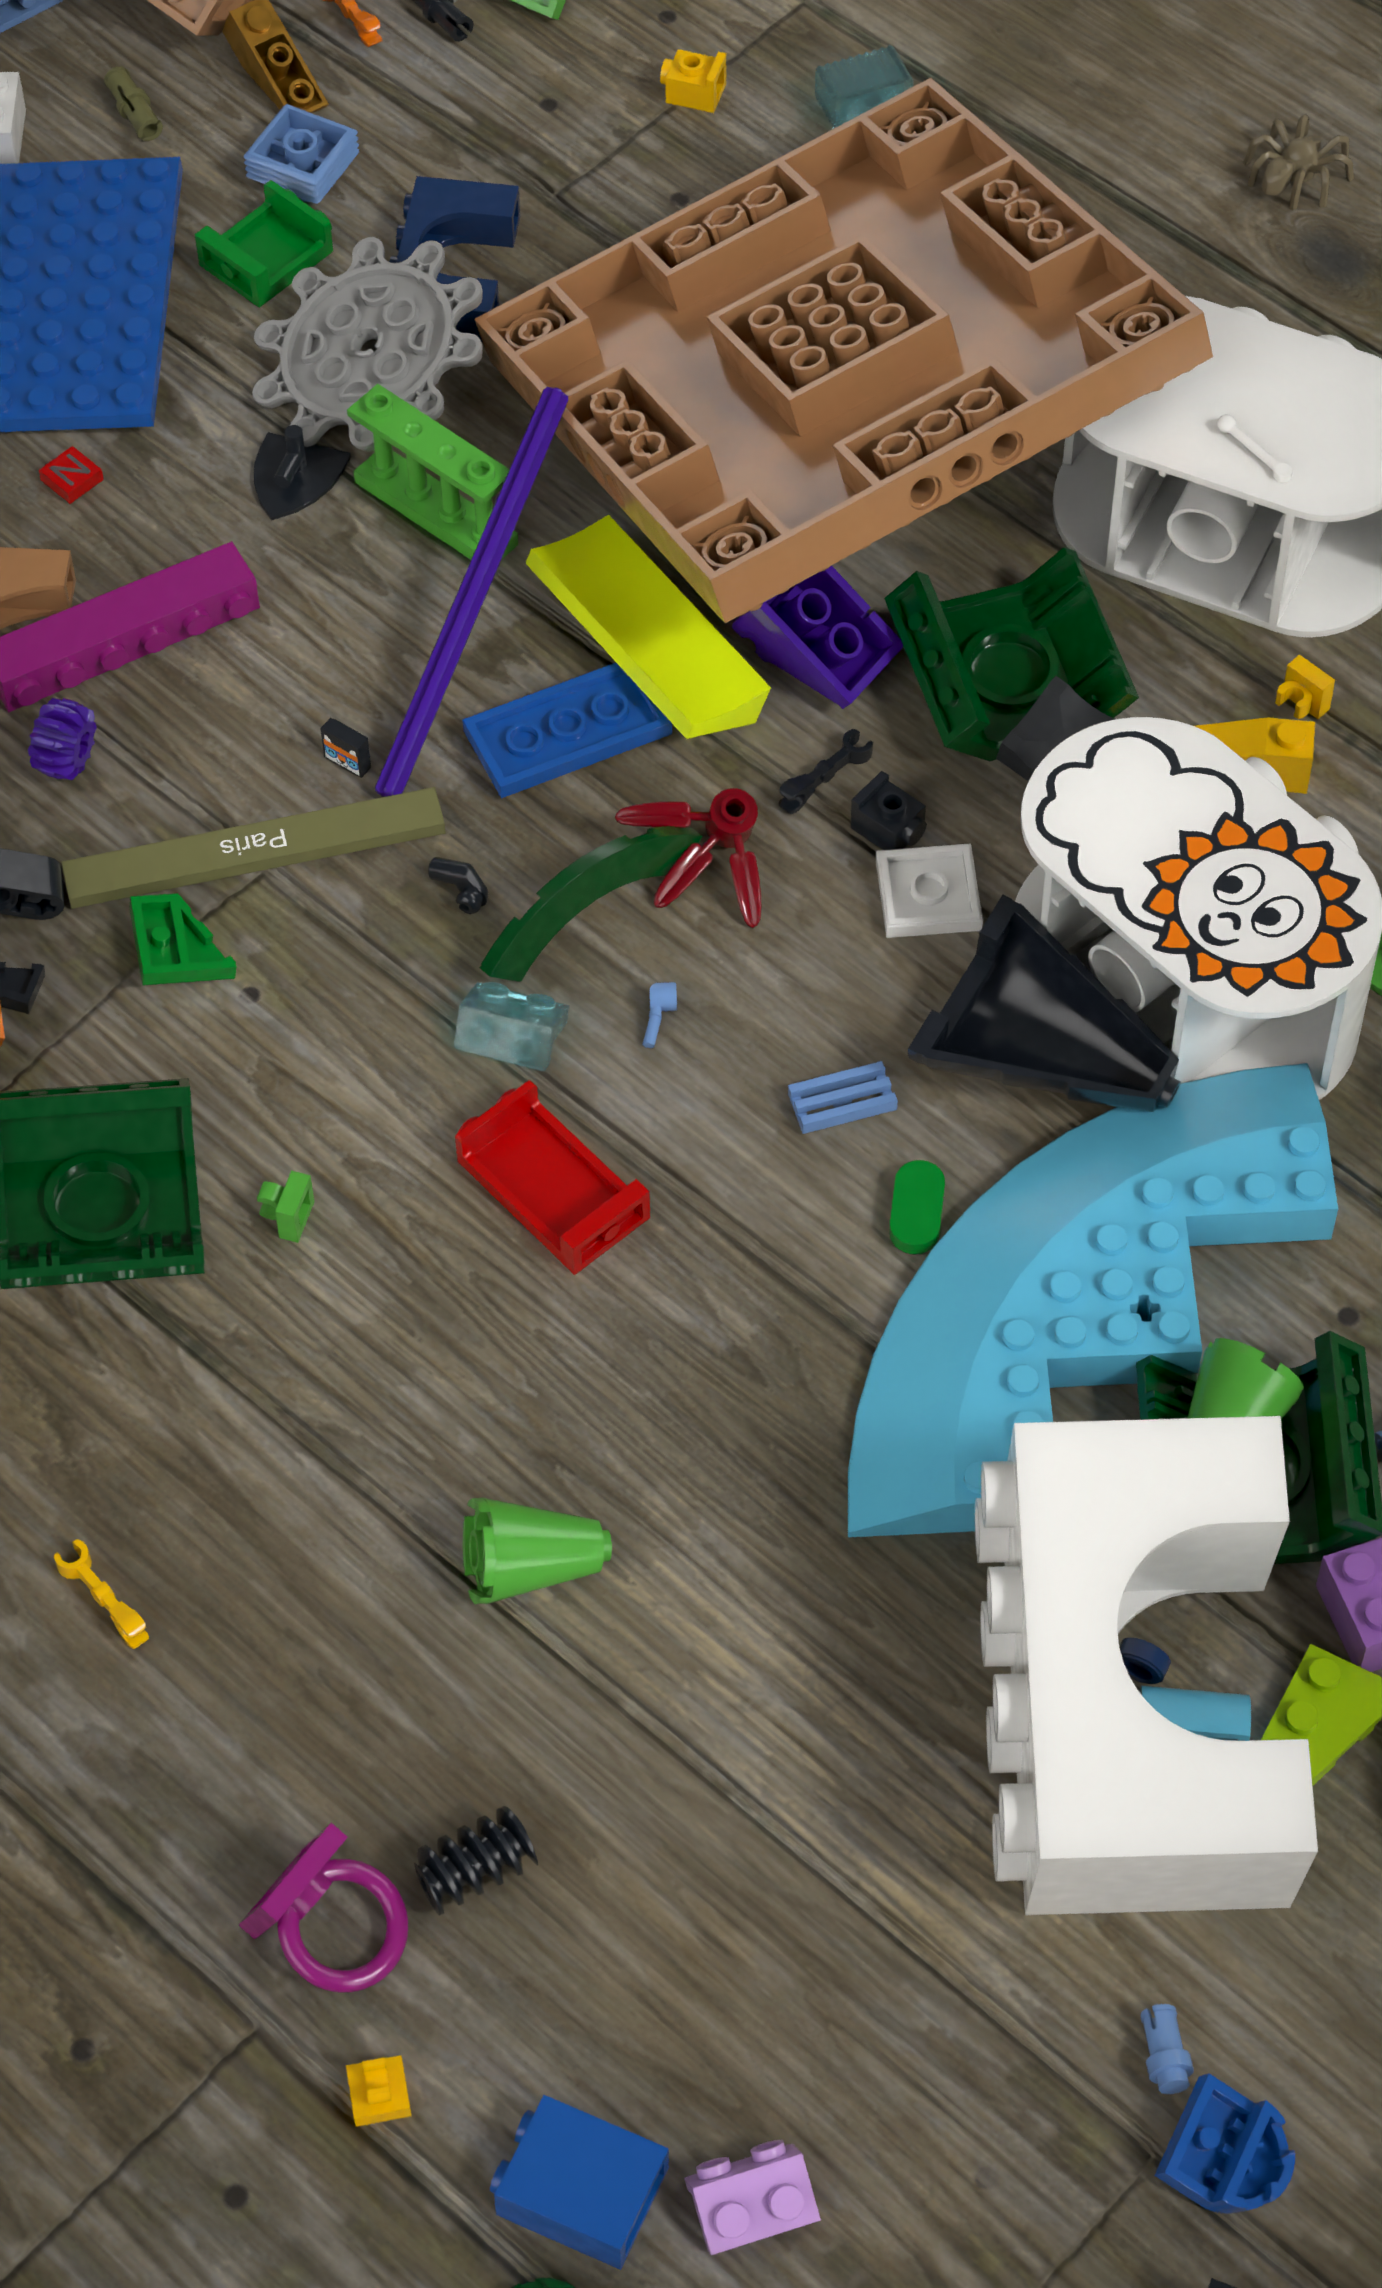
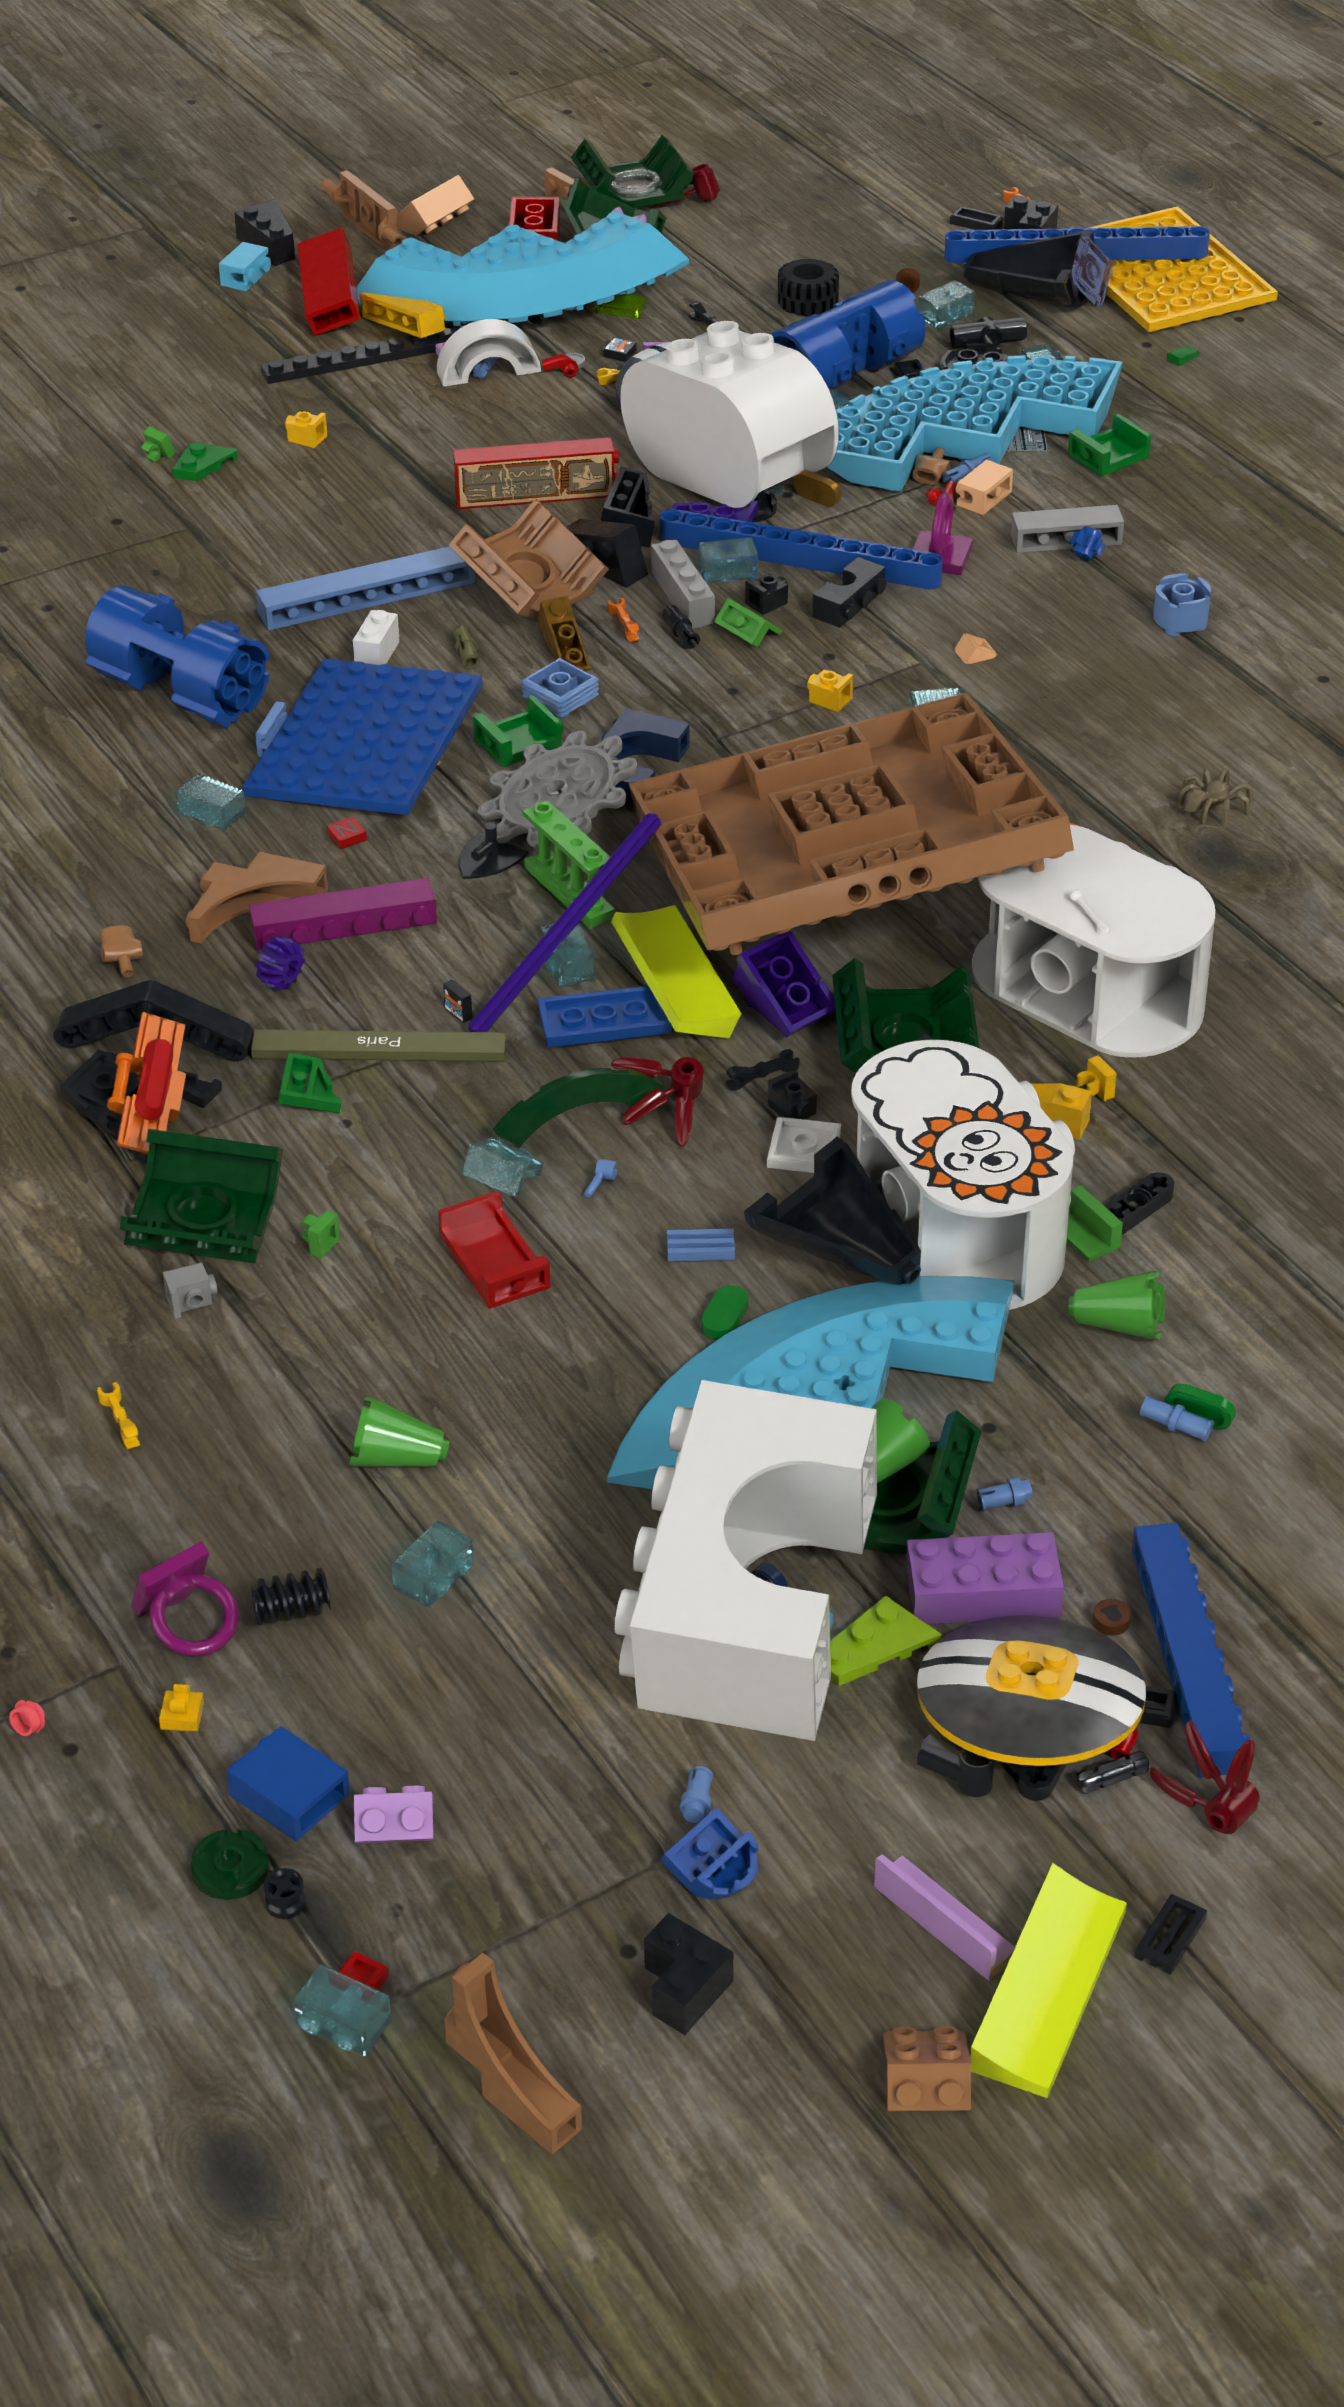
camera: 15 degrees right, 15 degrees down
(129, 1349) = (188, 1288): none -> light grey brick
(158, 2165) = (27, 1718): none -> coral plate
(472, 889) = (504, 1081): black arm -> none
(495, 639) = (572, 960): none -> clear light blue brick
(638, 1770) = (433, 1564): none -> clear light blue brick

